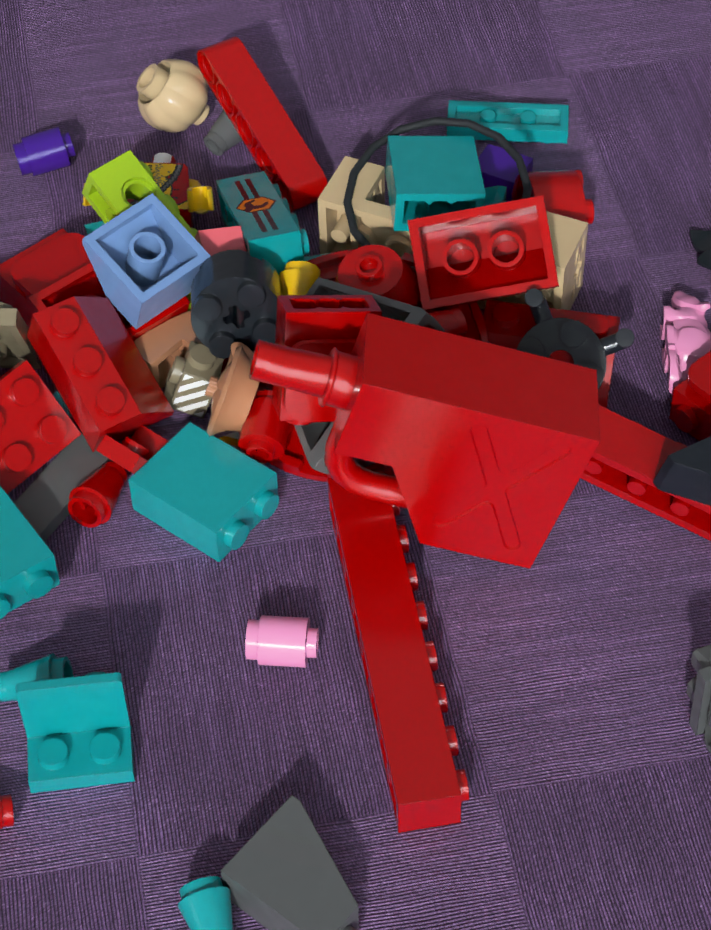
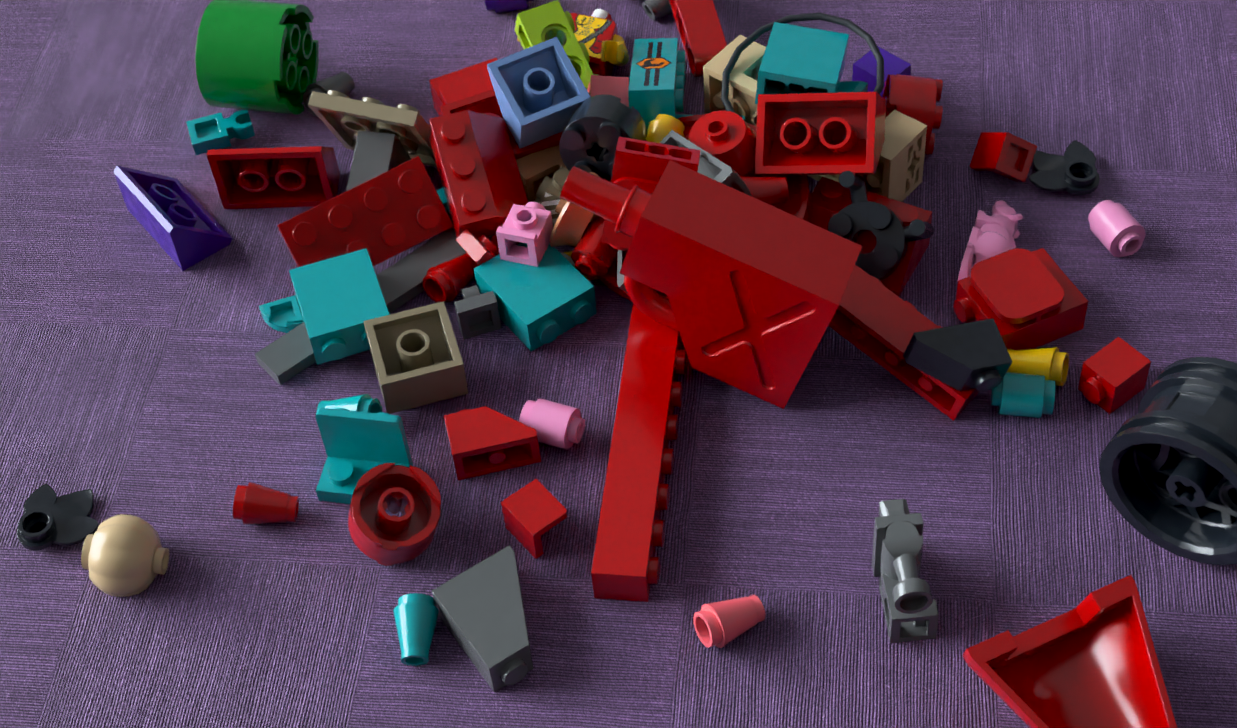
camera: 20 degrees right, 0 degrees up
(97, 597) = (416, 357): none -> dark tan slope
(125, 812) = (394, 489): none -> red brick
(145, 530) = (477, 313): none -> dark grey tile
(180, 416) = (527, 225): none -> bright pink brick
(215, 678) = (489, 442): none -> red slope
(300, 754) = (530, 514): none -> red panel
(513, 120) = (909, 30): teal plate -> none
(561, 823) = (726, 620): none -> coral cone
(663, 240) = (1003, 155): none -> red panel

